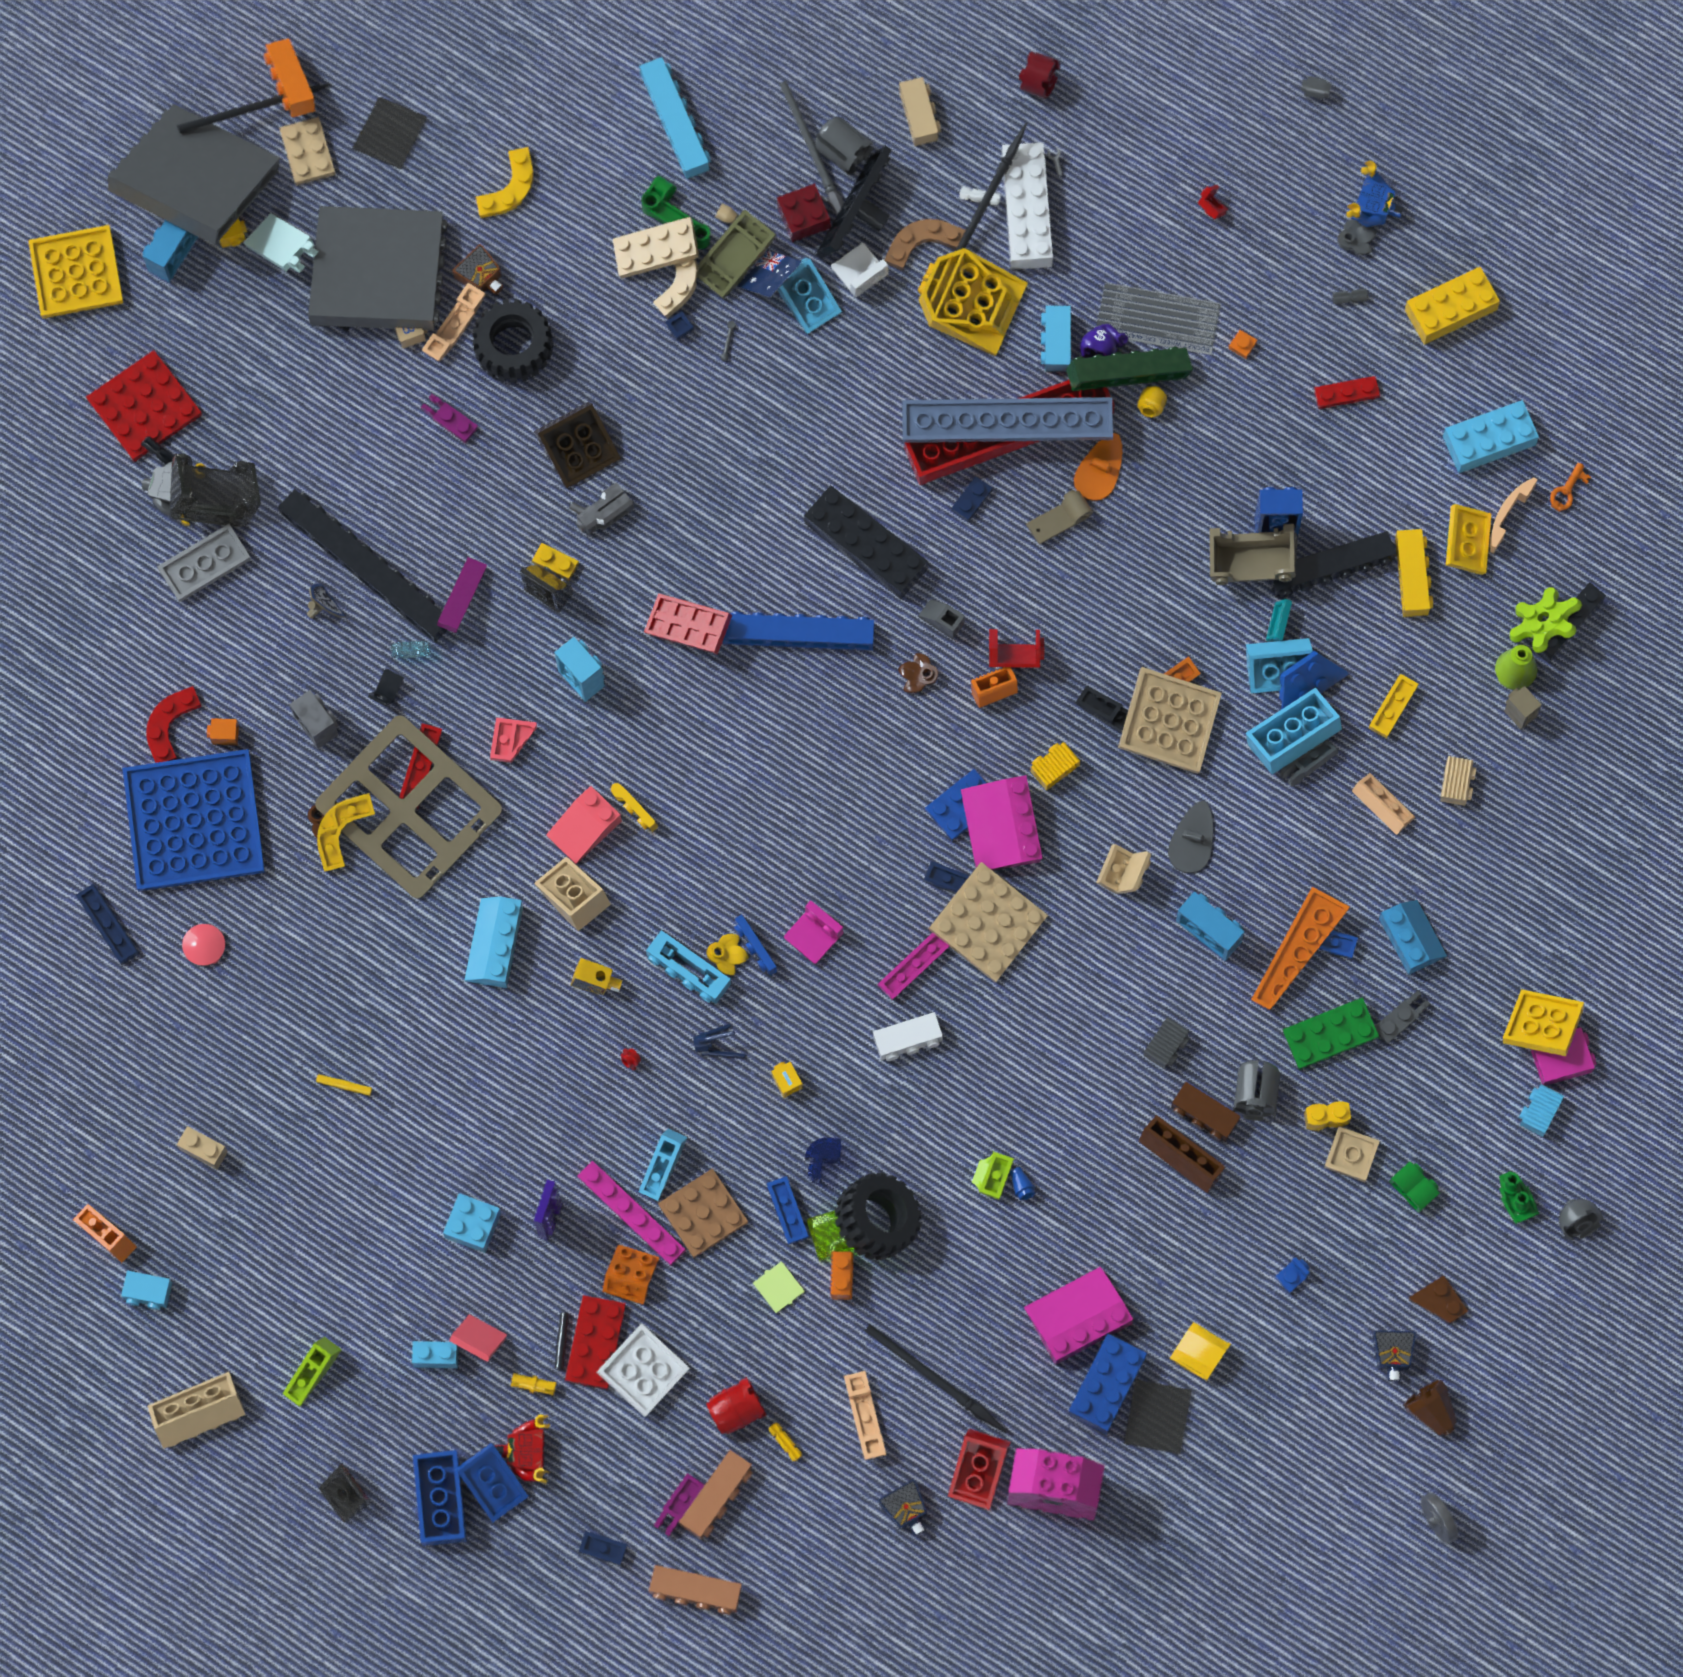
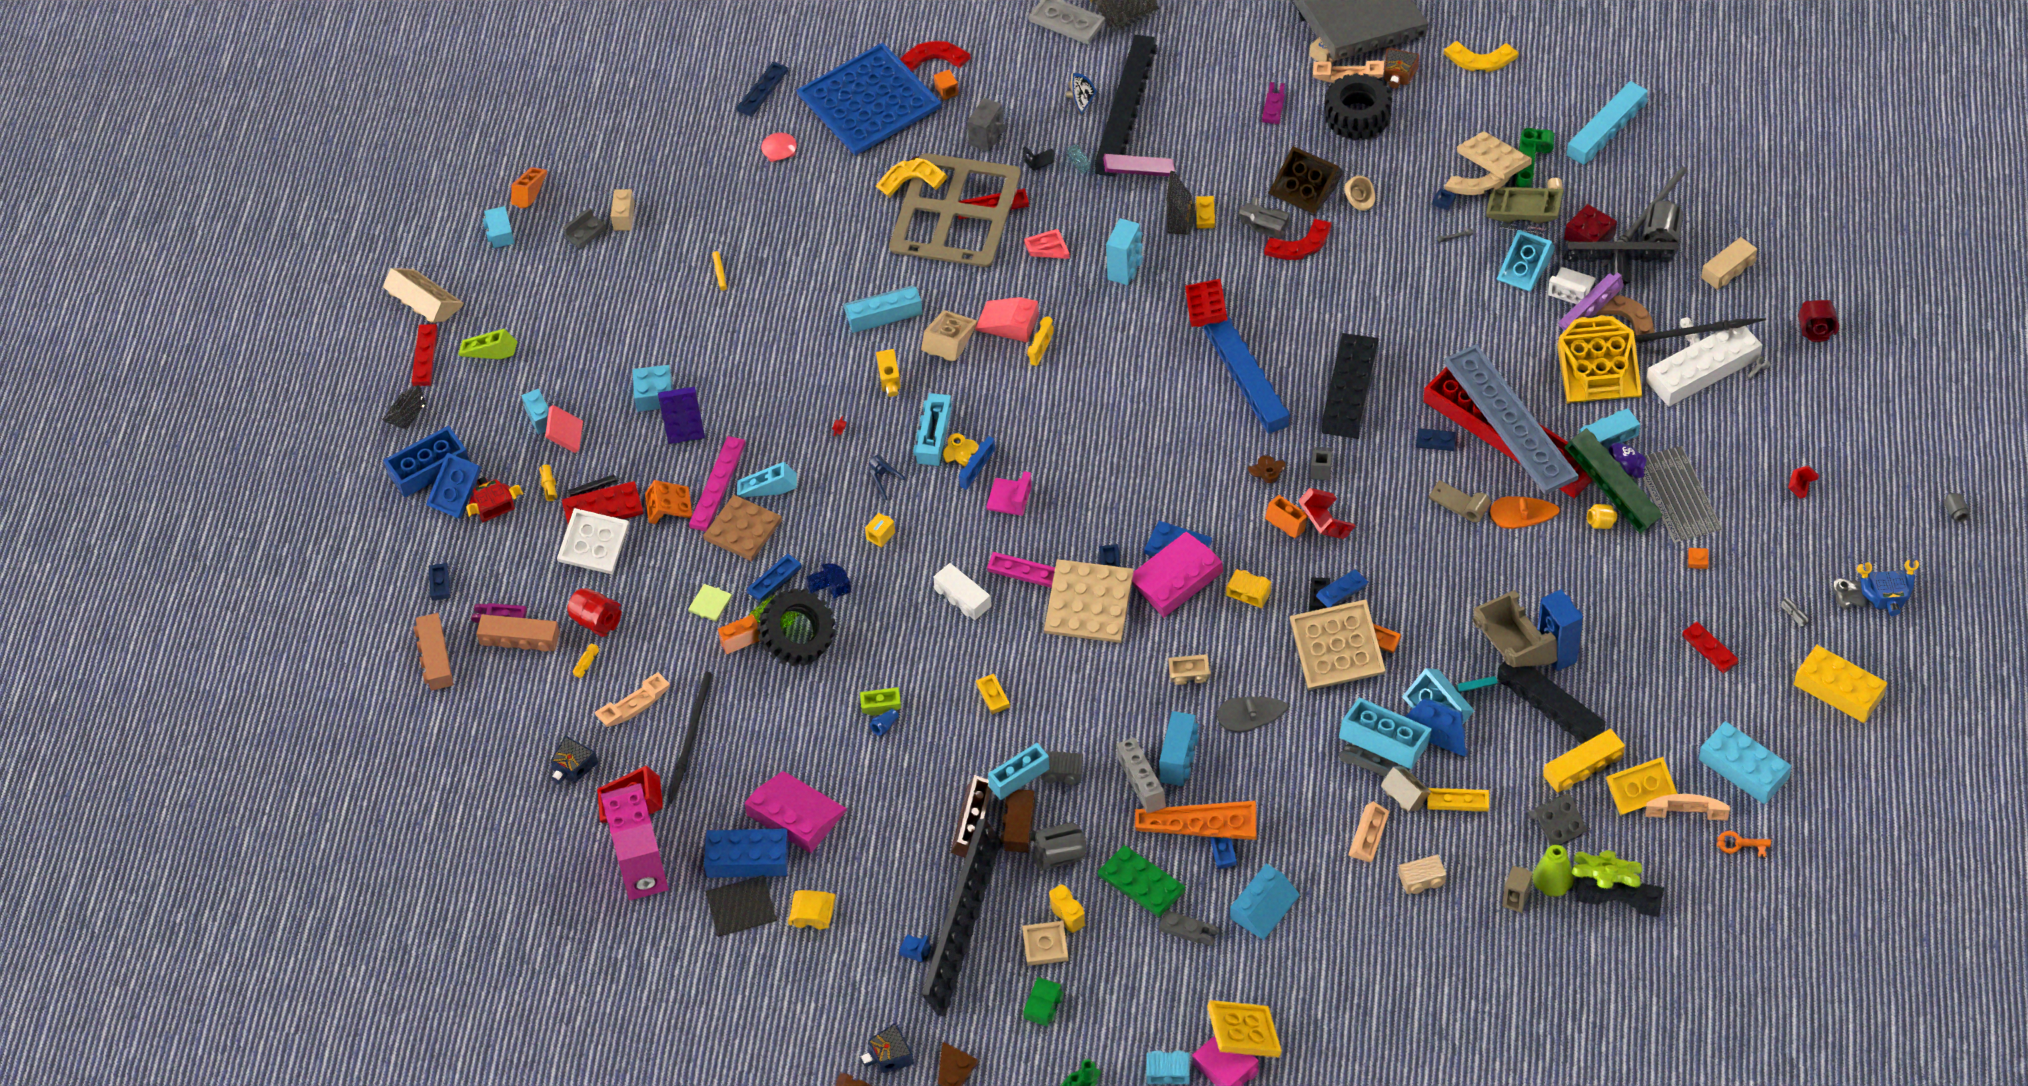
camera: 65 degrees right, 20 degrees down
(202, 1201) = (583, 229): none -> dark grey bracket
(280, 1442) = (424, 355): none -> red plate
(625, 400) = (1360, 192): none -> tan hat
(659, 493) = (1298, 249): none -> red plate
(897, 265) = (1594, 300): none -> medium lavender fence
(1045, 1066) = (992, 694): none -> yellow plate
(1106, 681) = (1342, 588): none -> blue plate
(1166, 1085) = (1018, 771): none -> medium azure brick
(1221, 975) = (1141, 775): none -> light grey brick
(1284, 1208) = (961, 918): none -> black plate
(1361, 745) = (1405, 788): none -> brick
(1459, 630) = (1559, 819): none -> dark grey bracket

